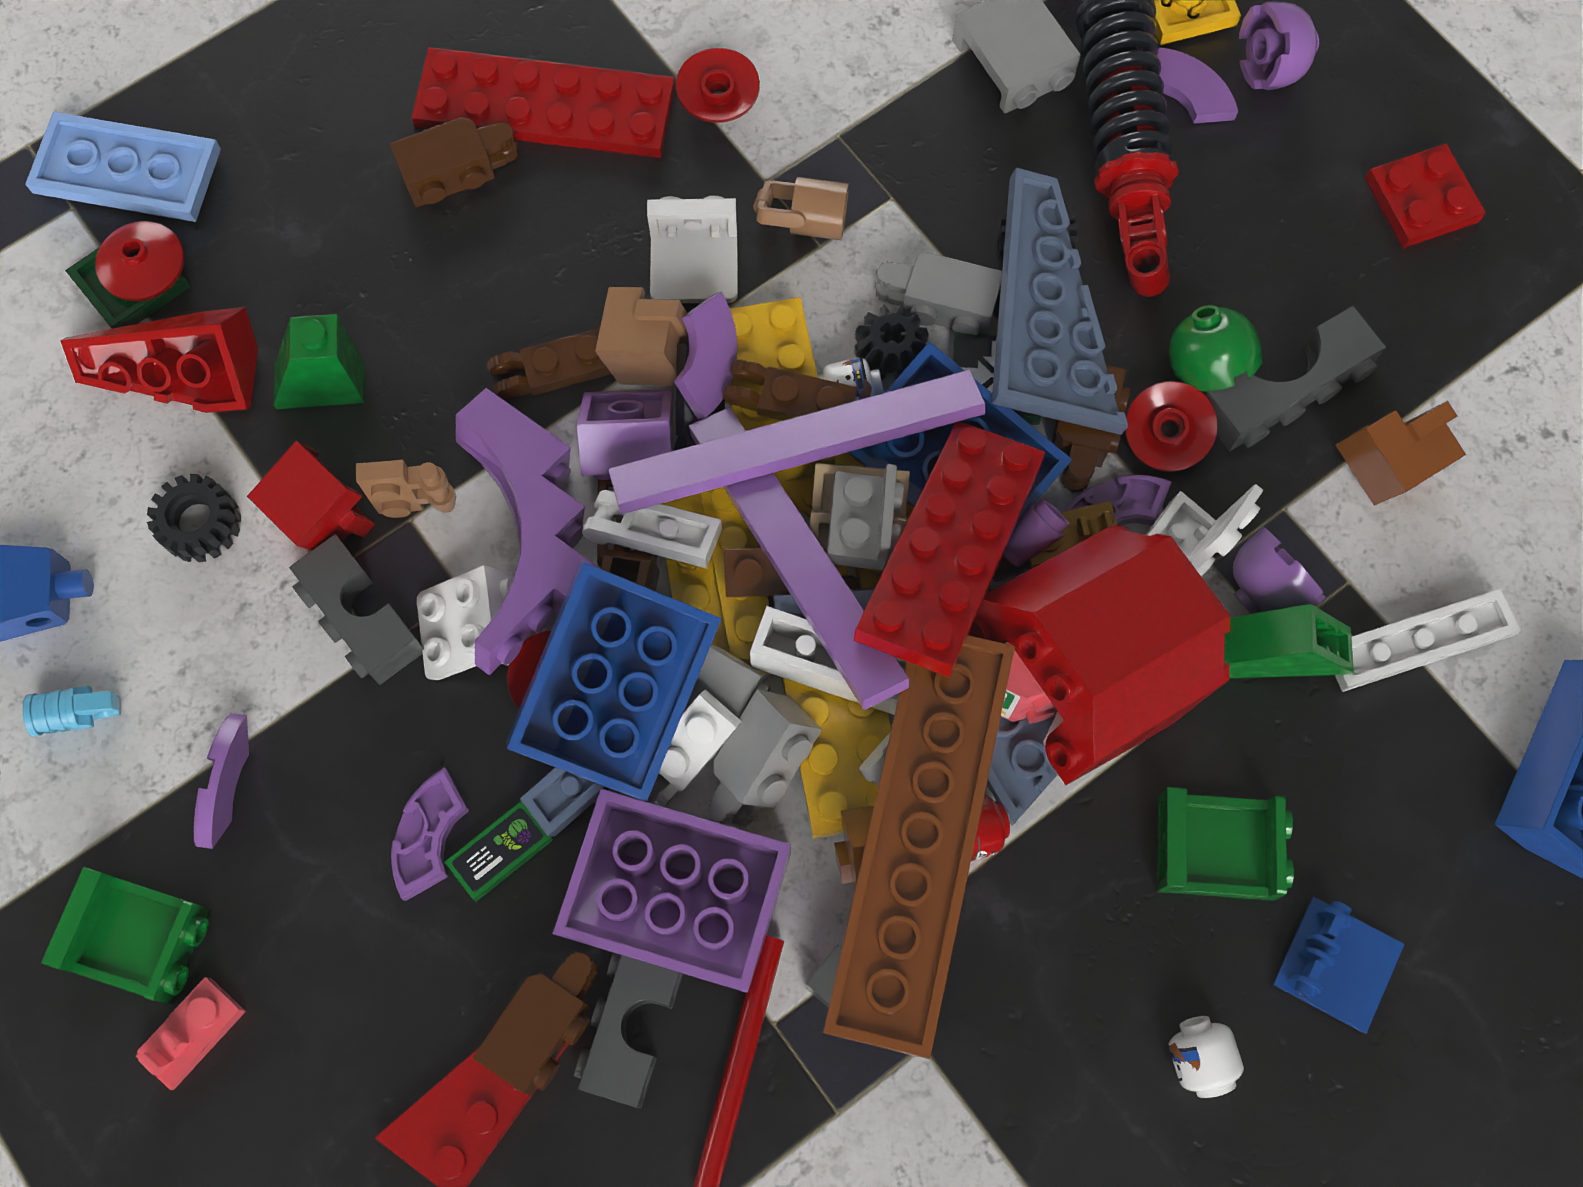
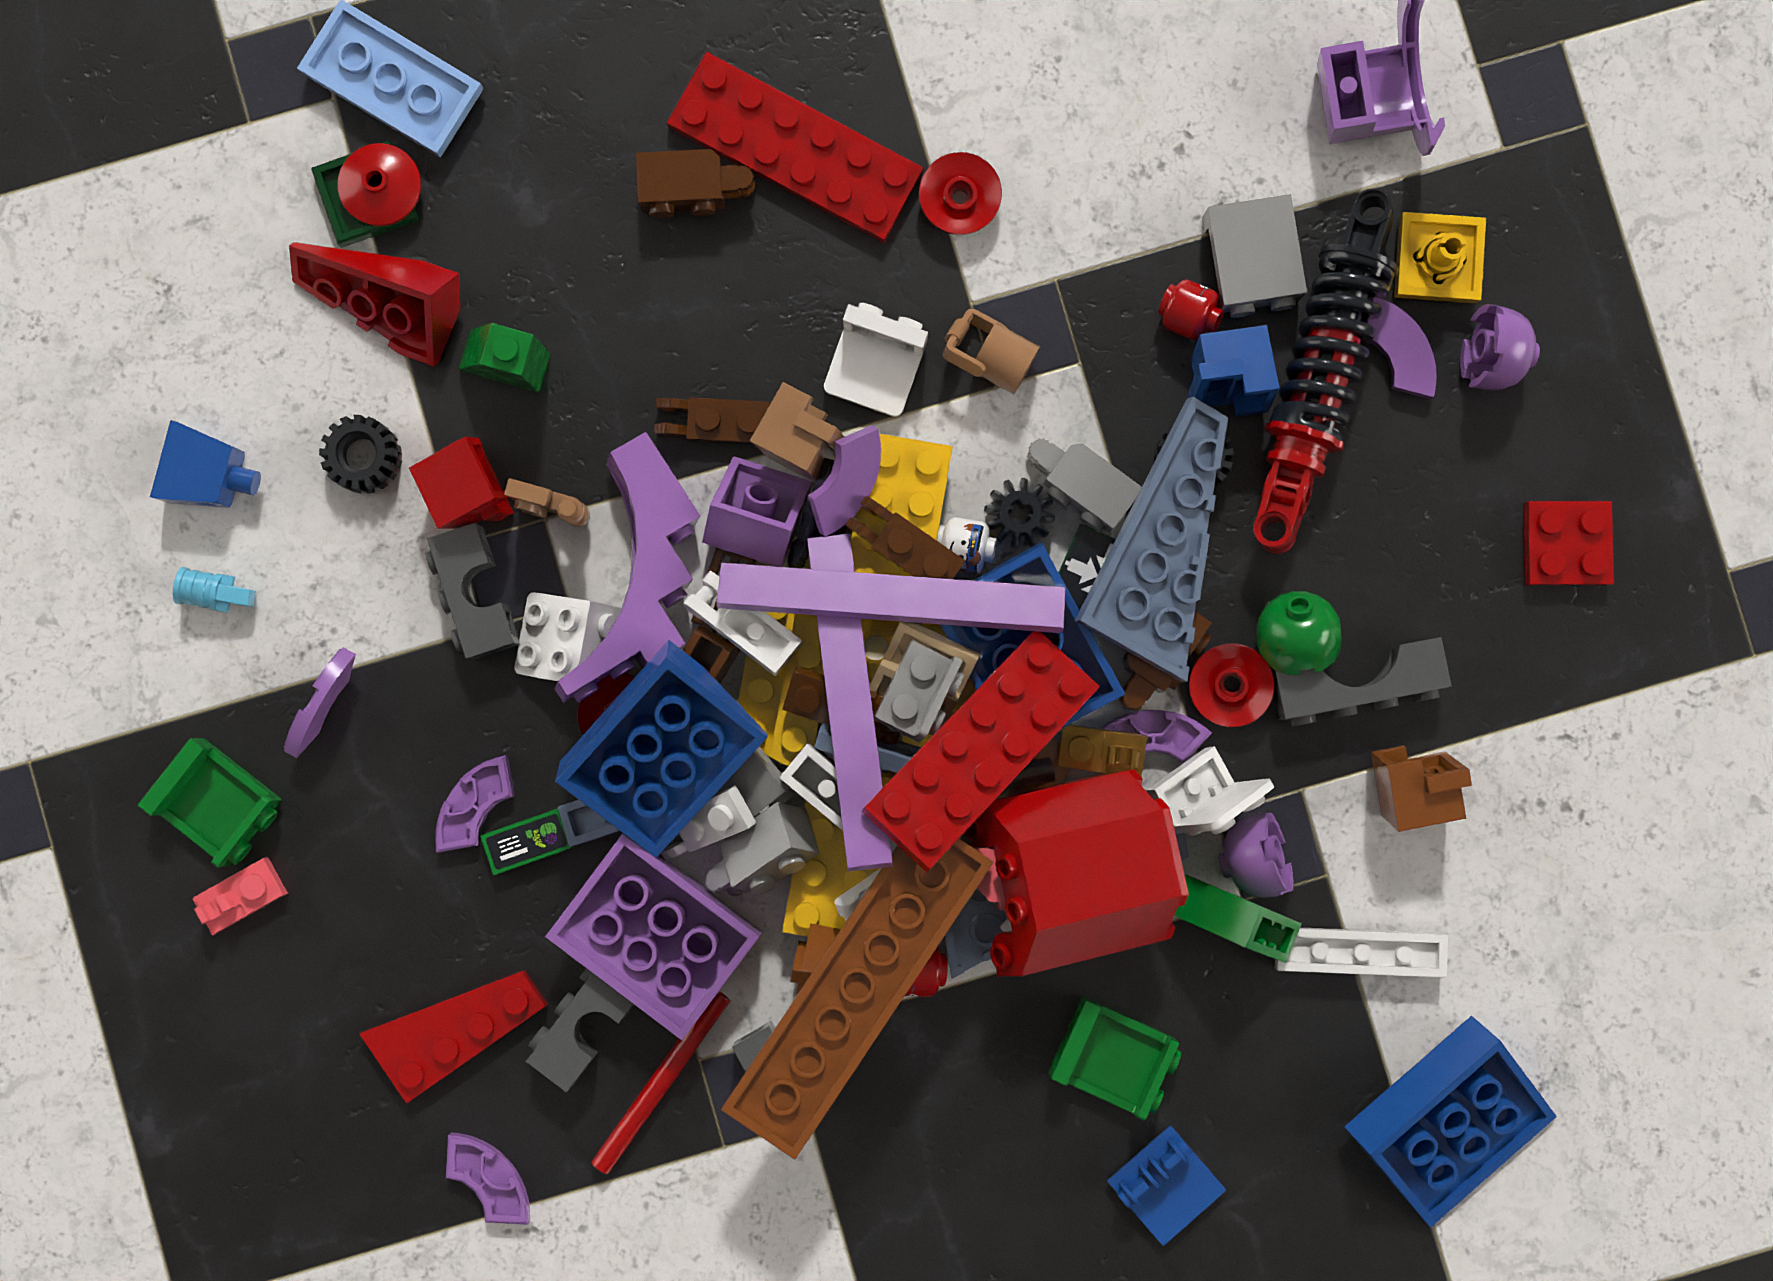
camera: 25 degrees right, 15 degrees up
(538, 1025) = (511, 1000): reddish brown hinge -> none
(977, 111) = (1190, 309): none -> red head
(1035, 531) = (1070, 745): medium lavender cone -> none
(1046, 137) = (1235, 369): none -> blue plate
(1206, 1057) = (1026, 1218): white head -> none

